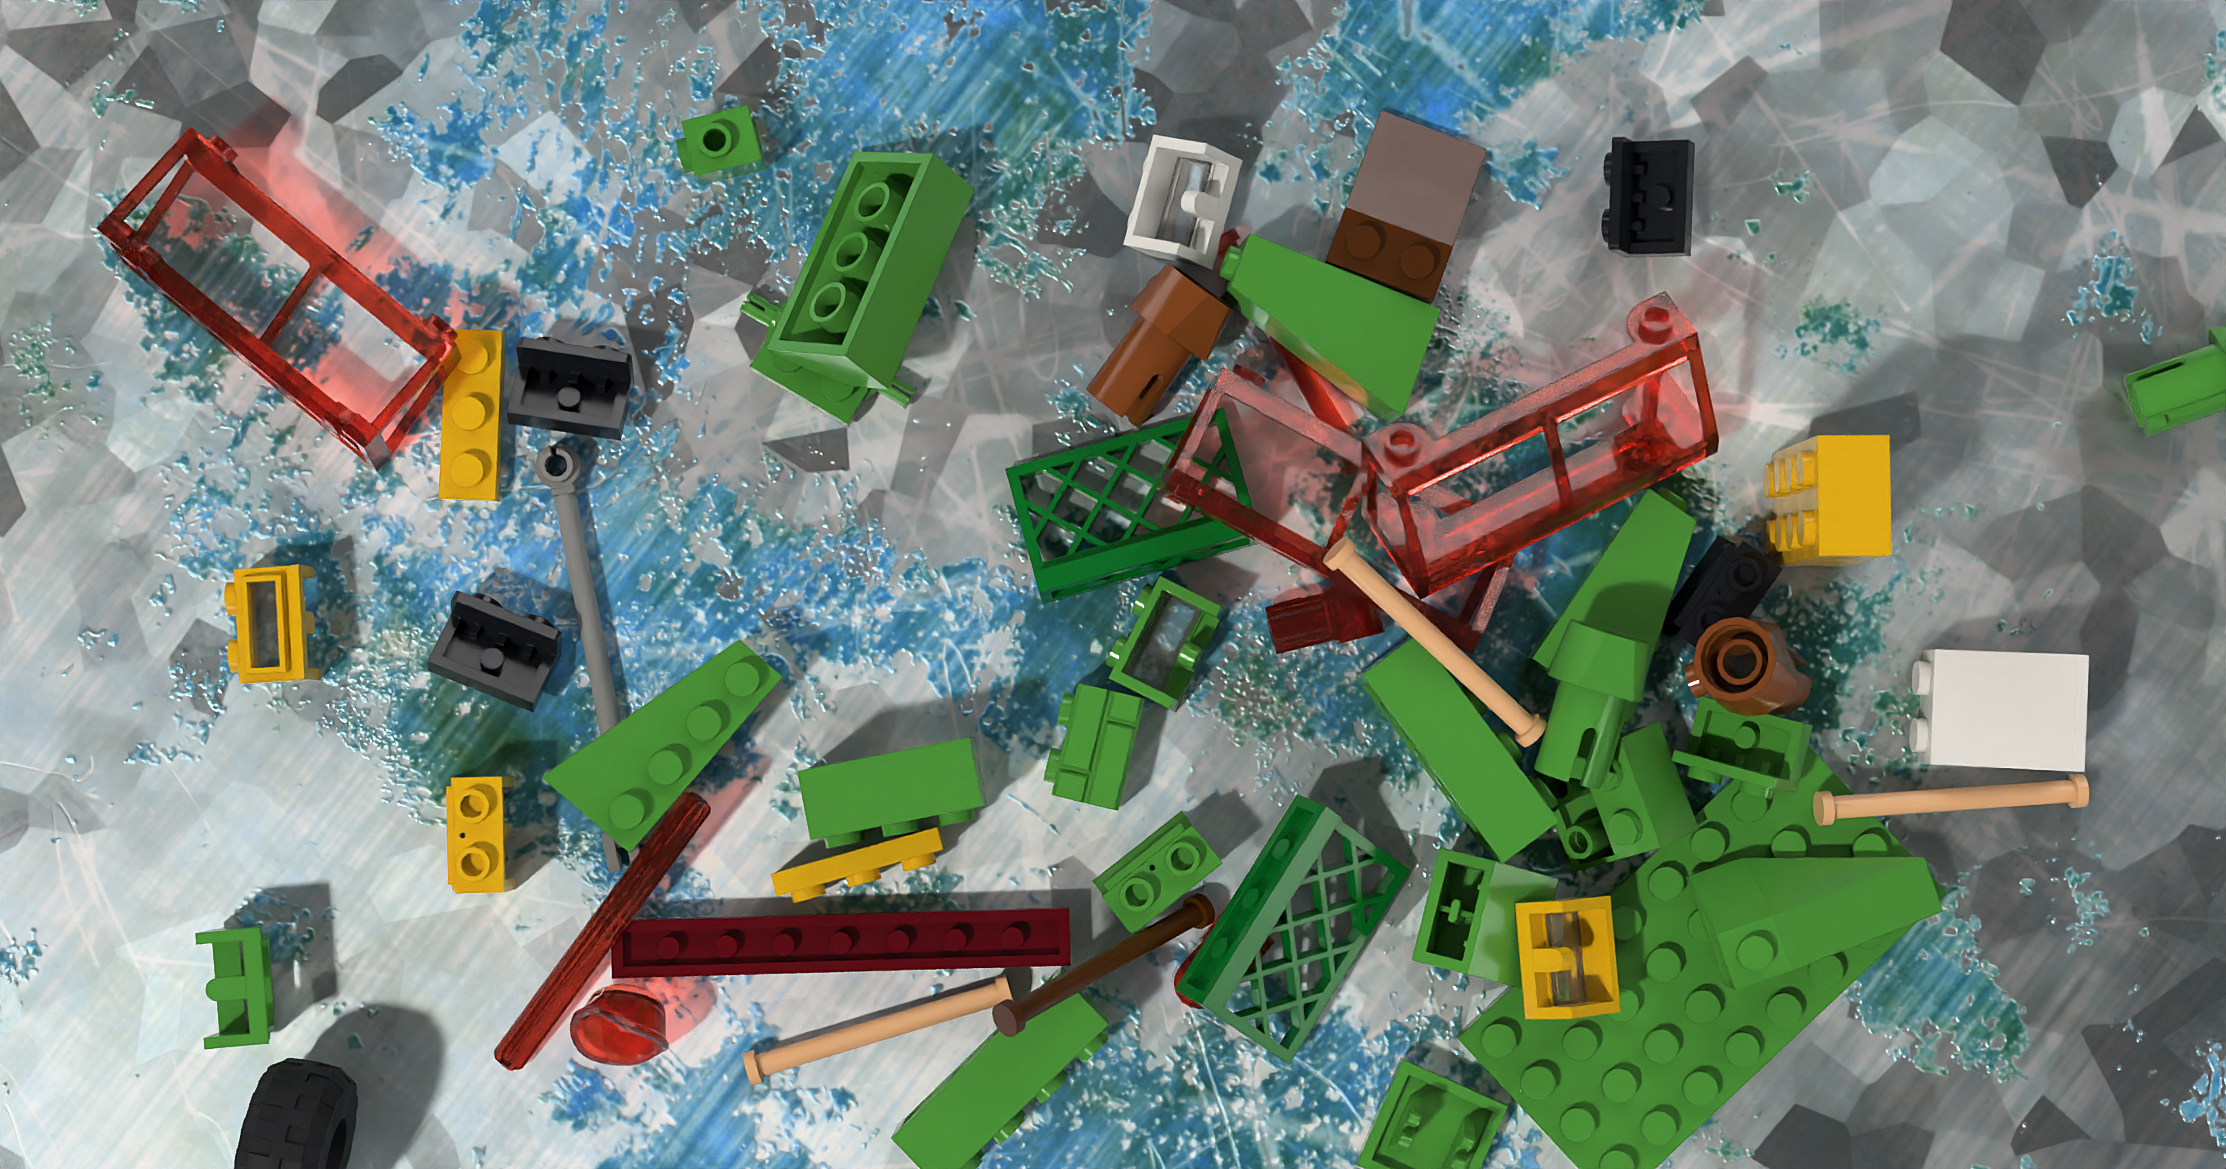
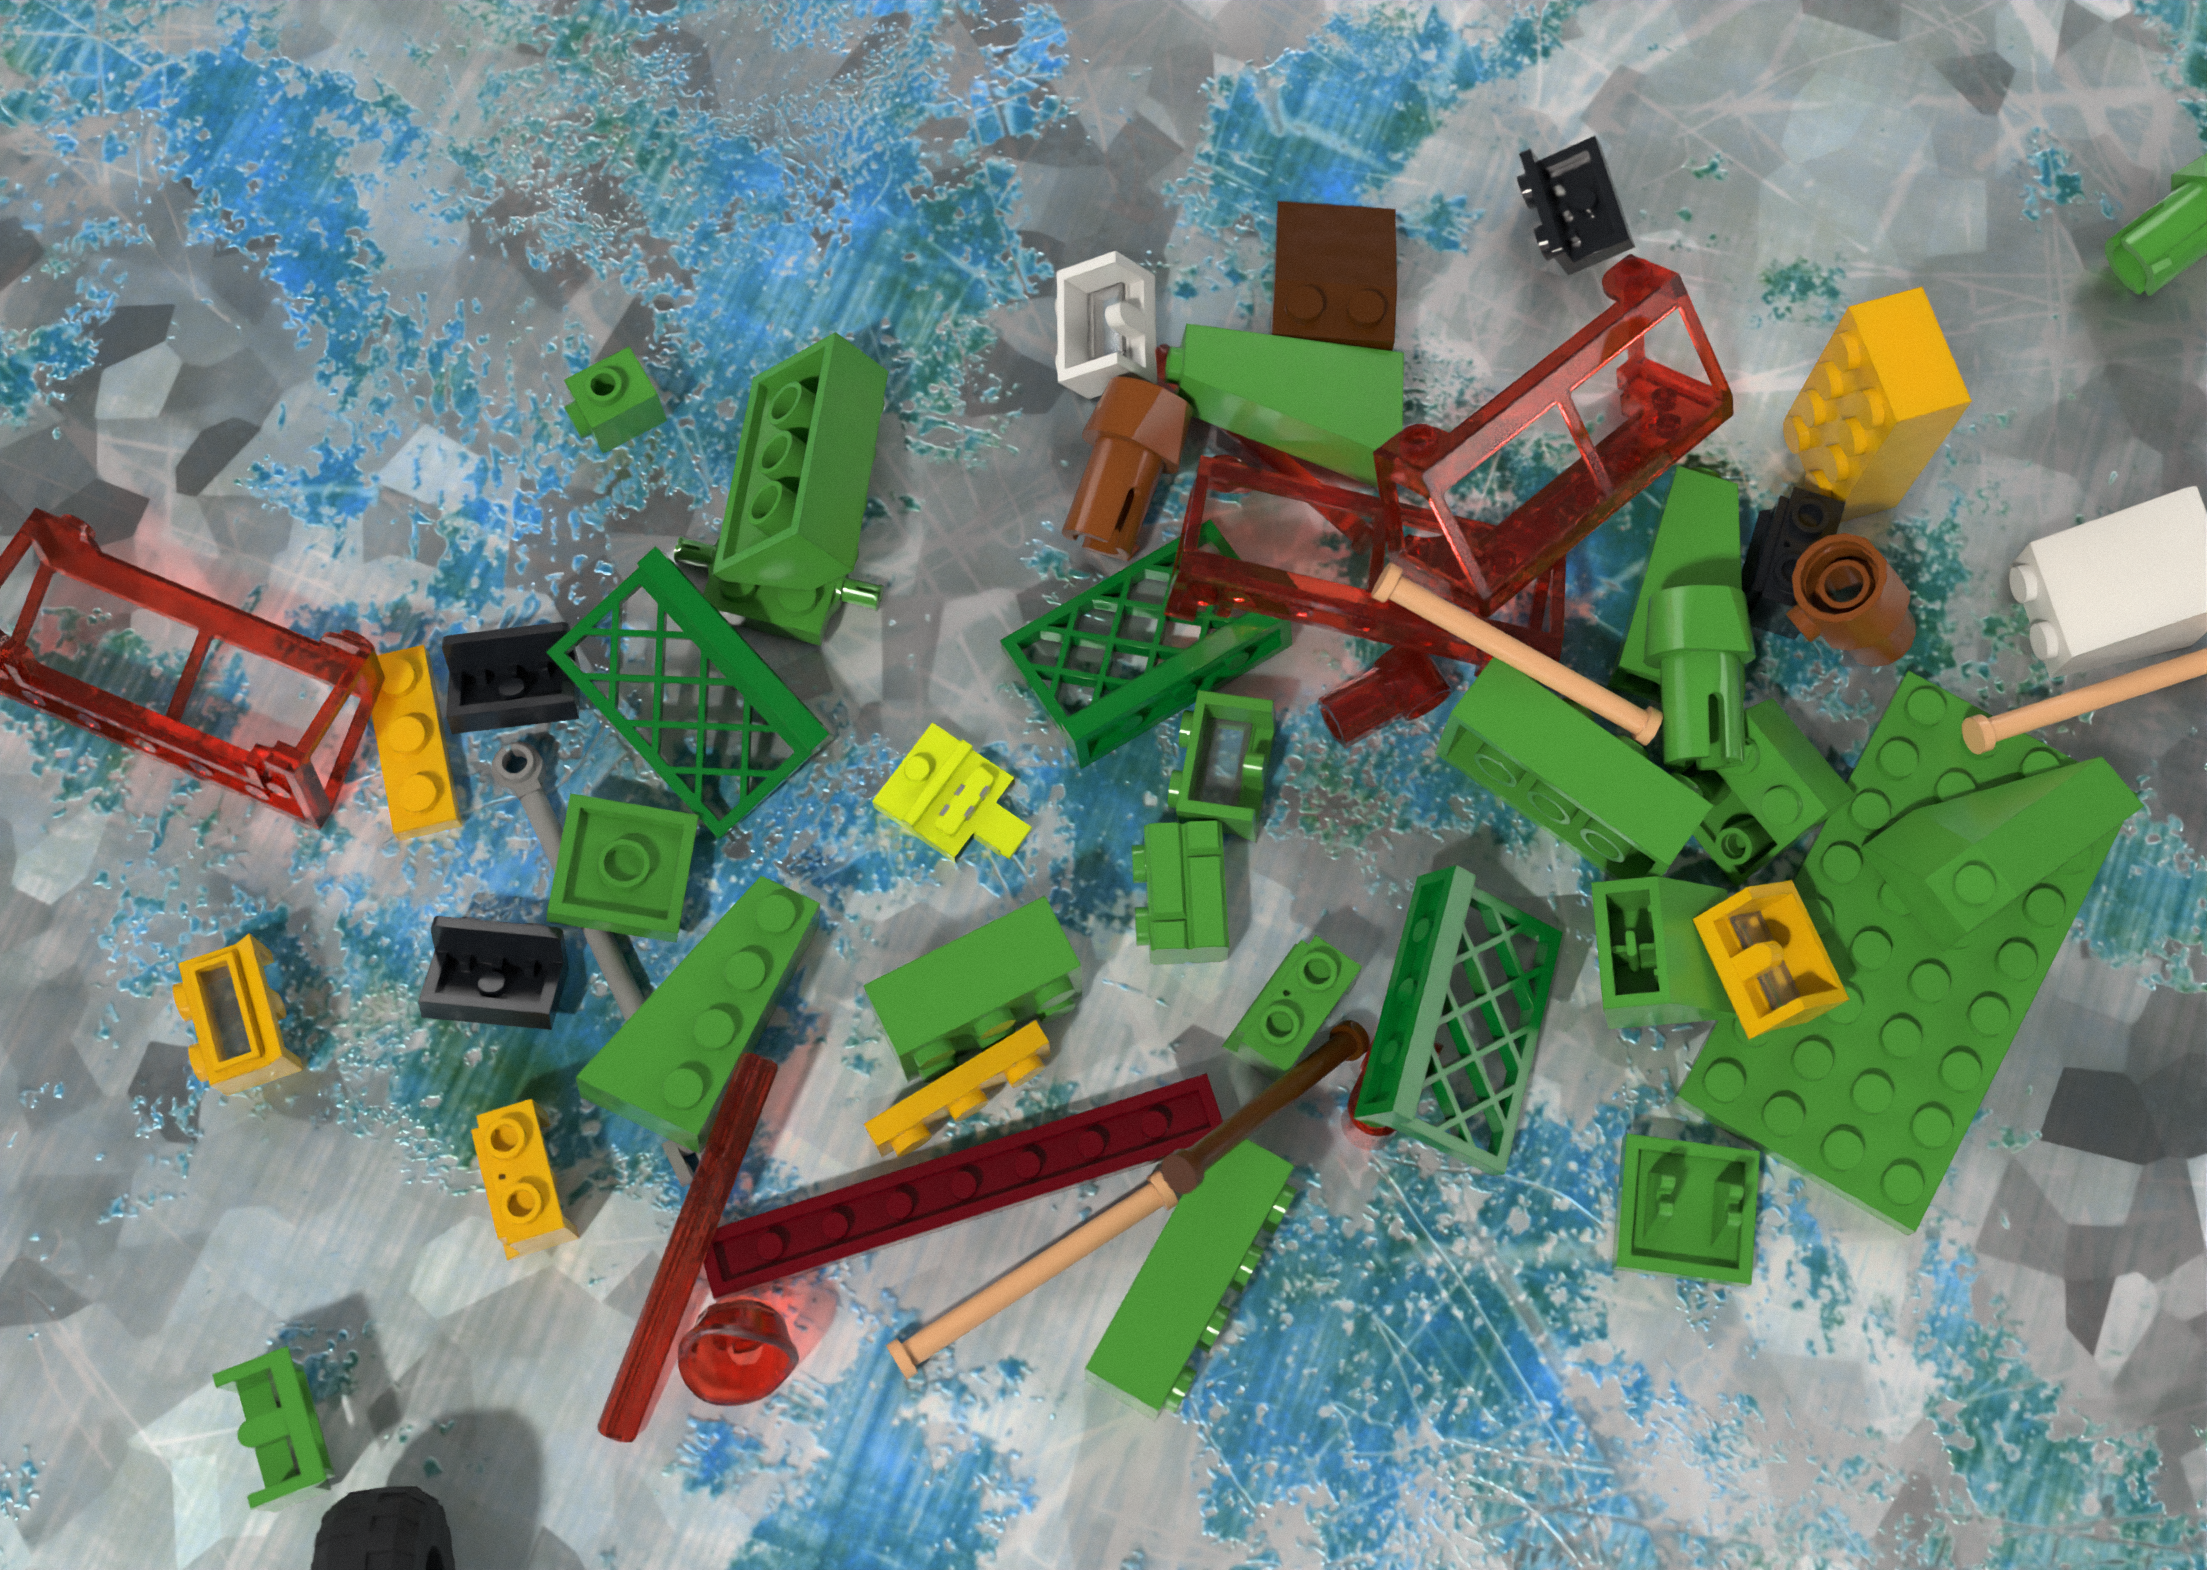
camera: 20 degrees left, 15 degrees down
(626, 588) = (622, 868): none -> bright green plate
(766, 425) = (733, 658): none -> green fence
(922, 599) = (950, 793): none -> neon yellow piece
(1757, 749) = (1872, 695): bright green bracket -> none

